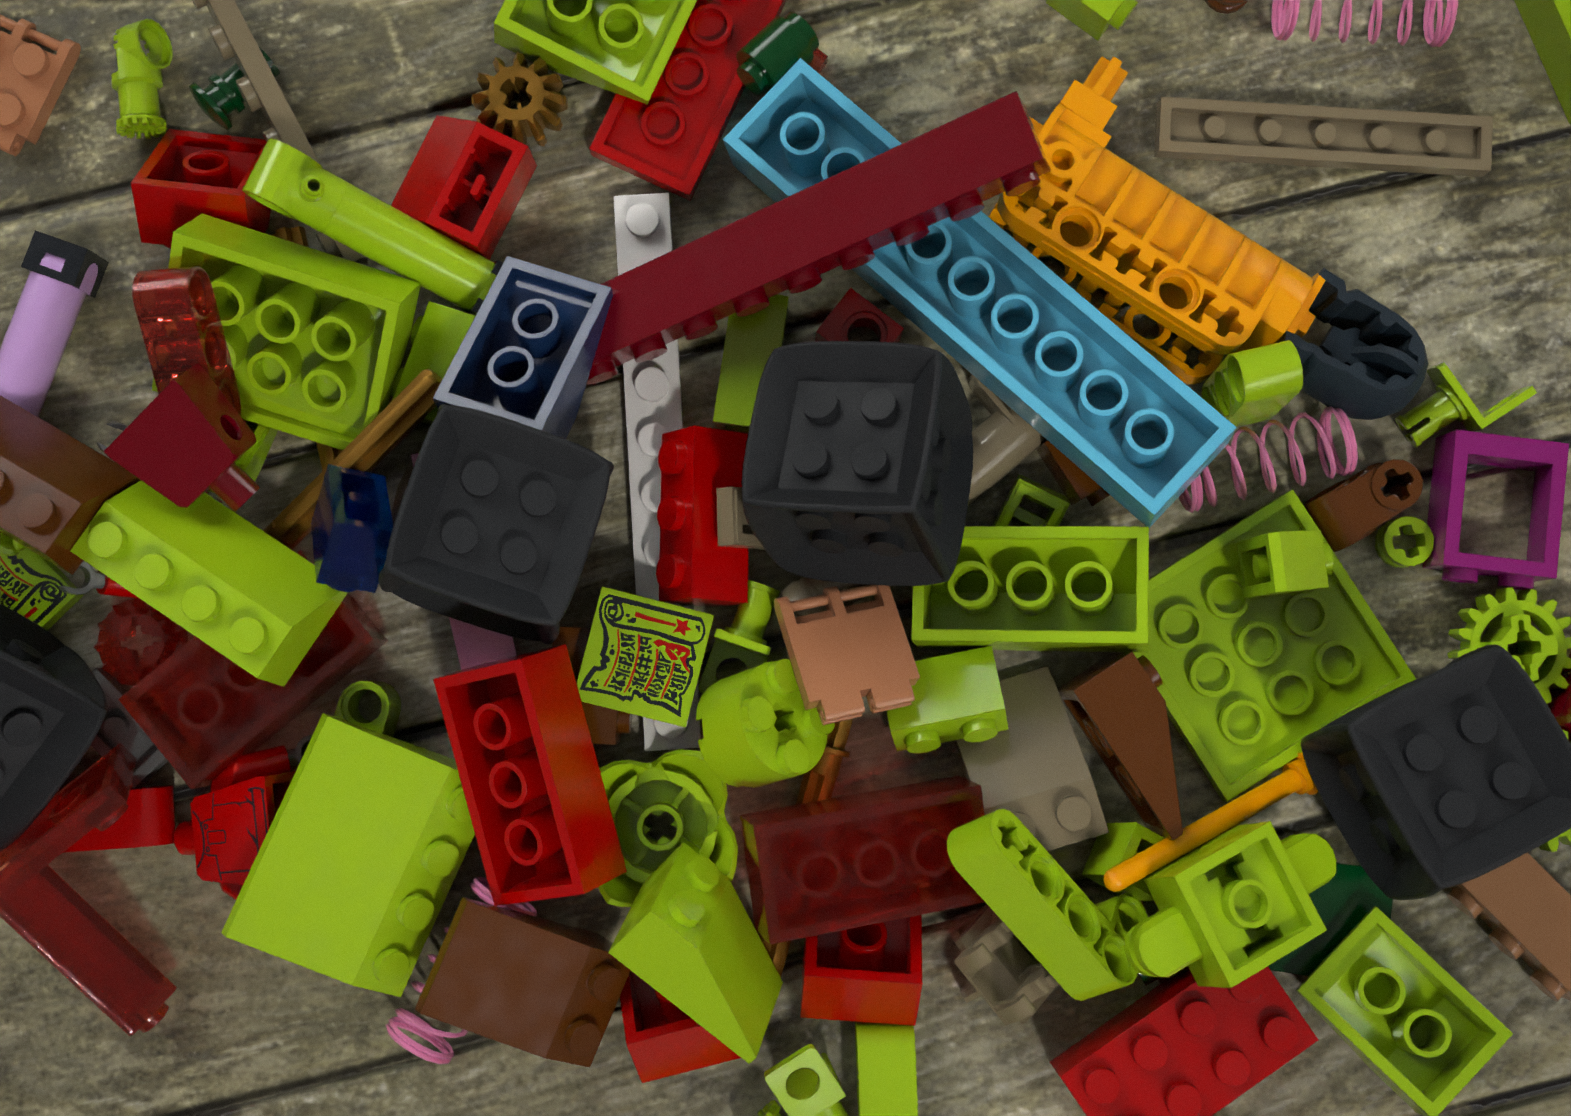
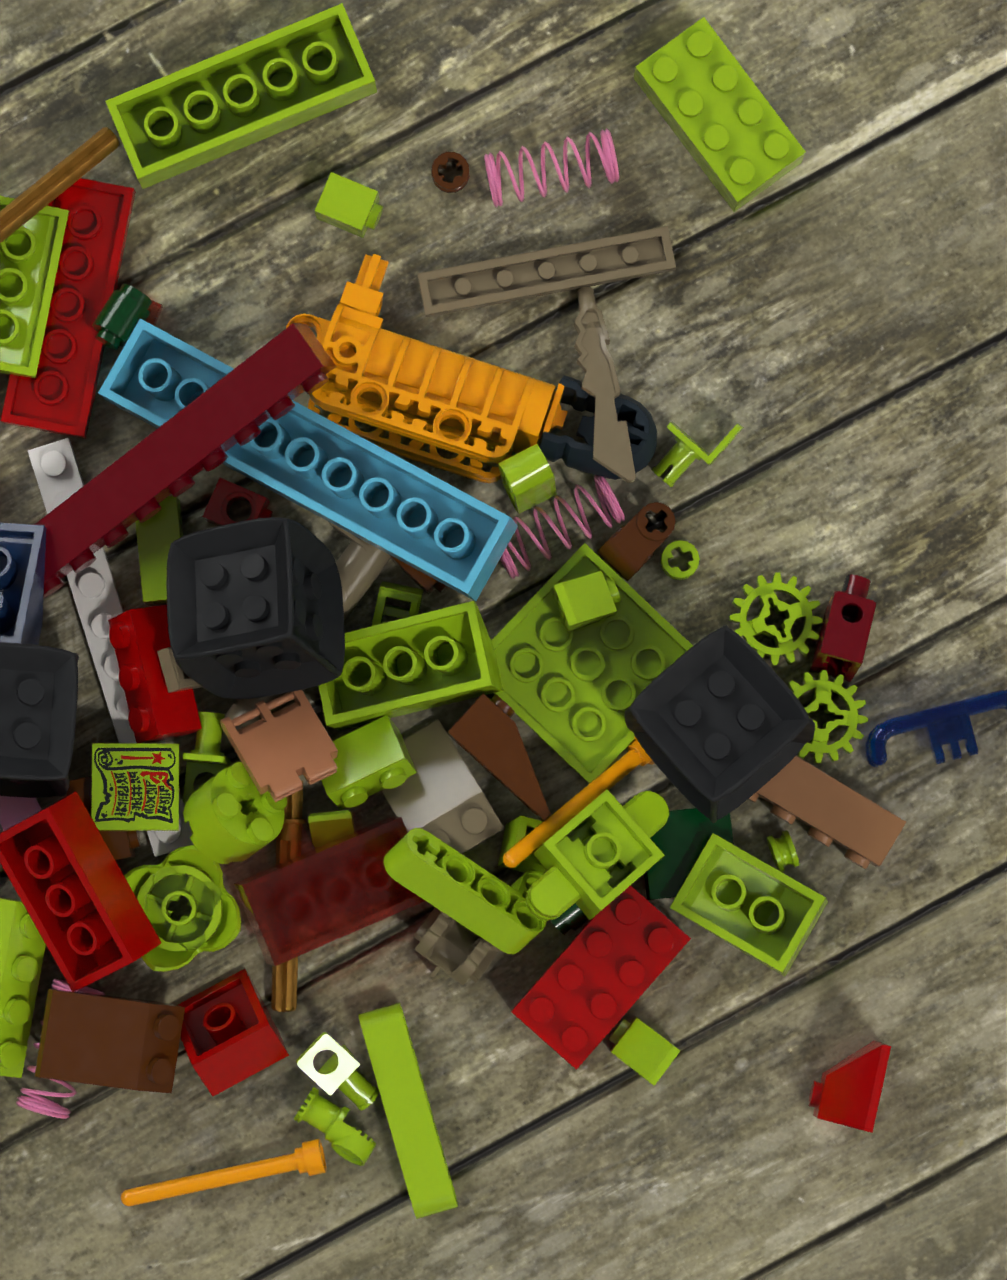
camera: 10 degrees left, 0 degrees up
(701, 950) = (229, 983): lime slope -> none
(864, 973) = (353, 973): red slope -> none
(879, 769) = (330, 826): none -> lime slope
(1380, 360) = (611, 437): none -> dark tan sword
(1446, 501) = (729, 476): magenta window -> none
(1454, 948) = (783, 851): none -> lime bush

